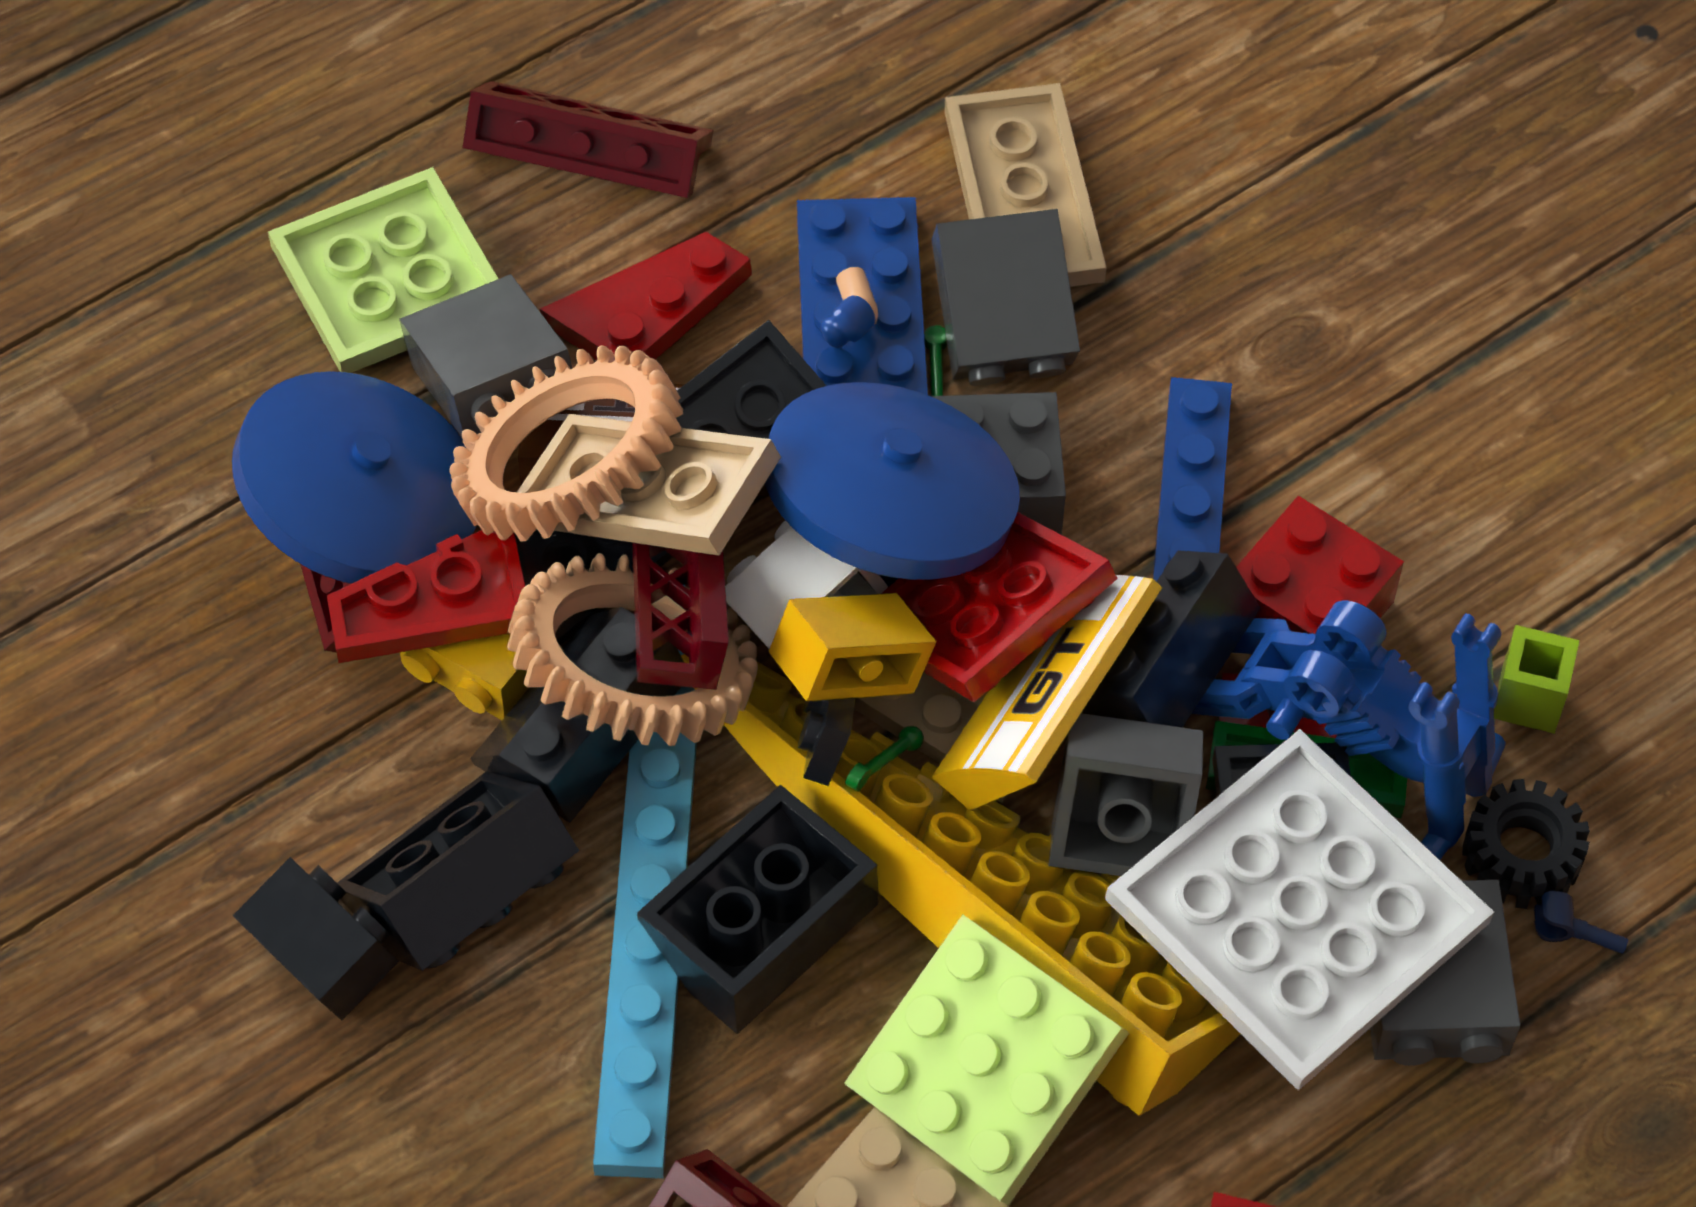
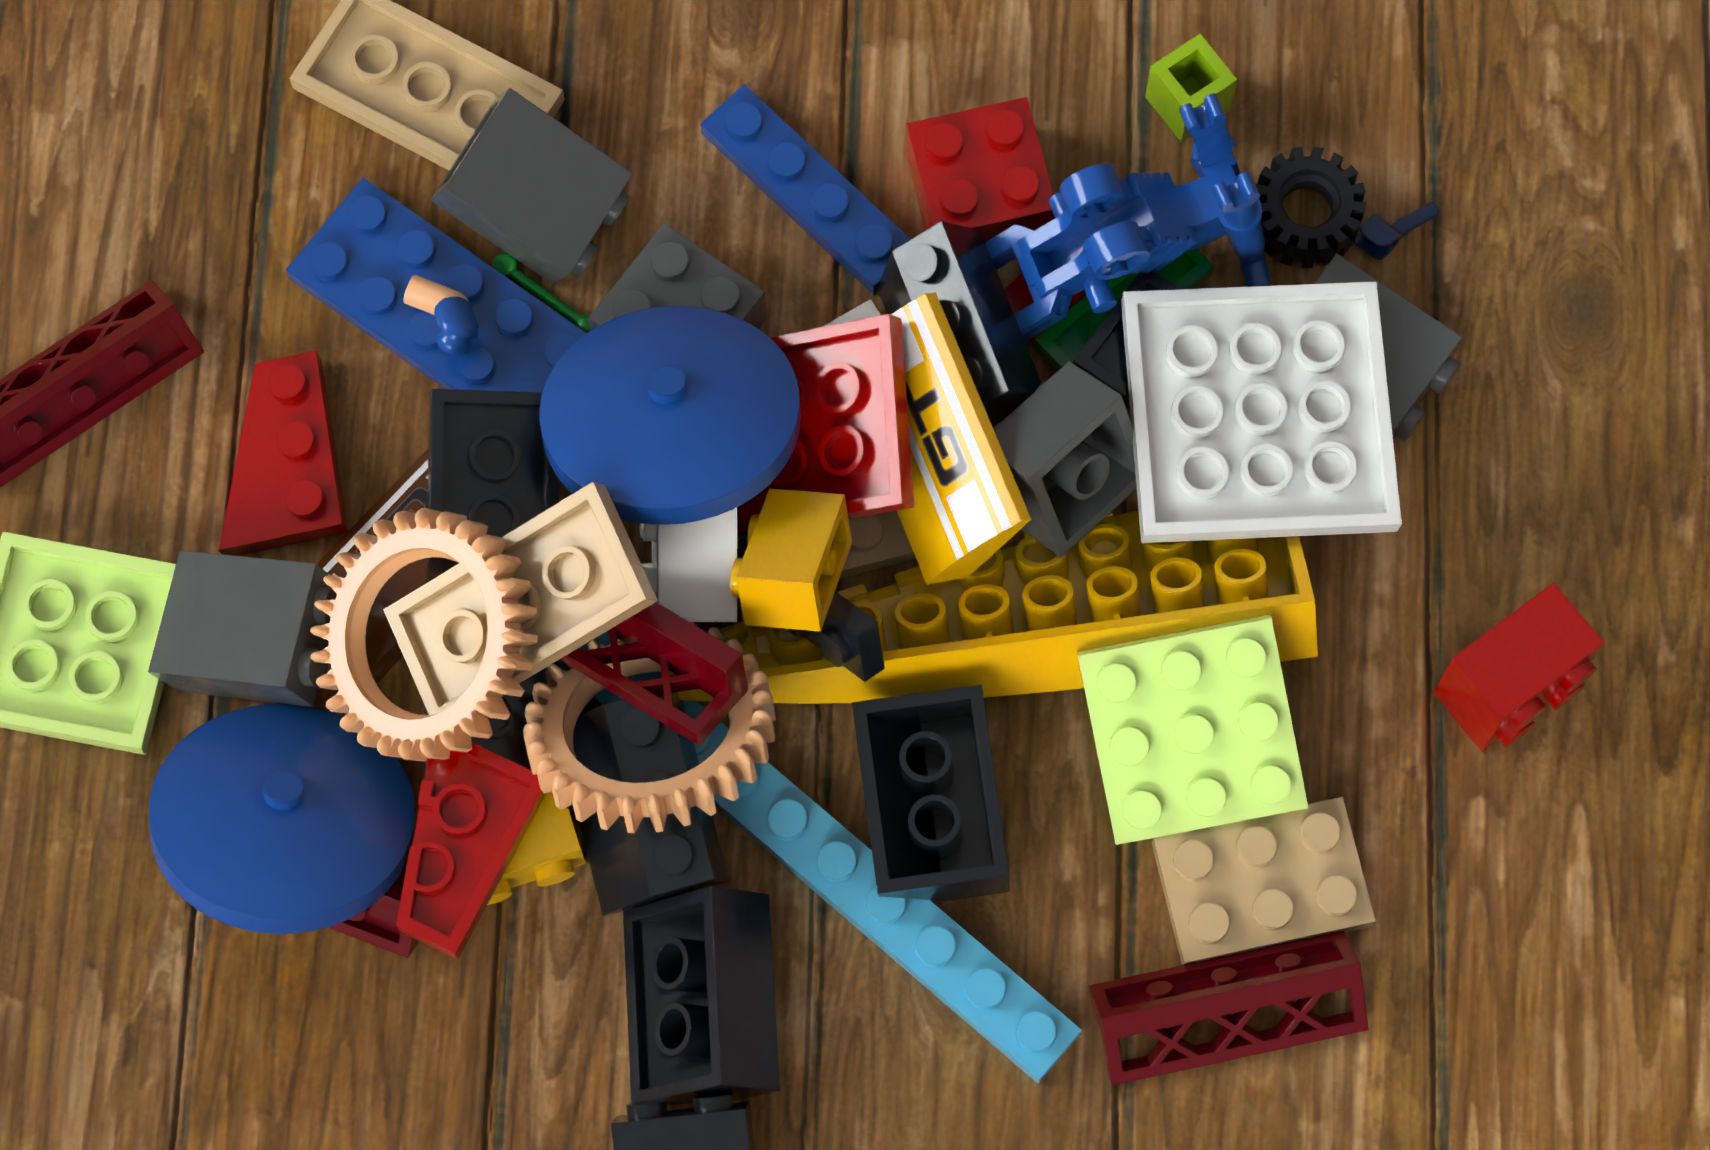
camera: 50 degrees left, 15 degrees up
(909, 739) = (867, 572): green hinge -> none

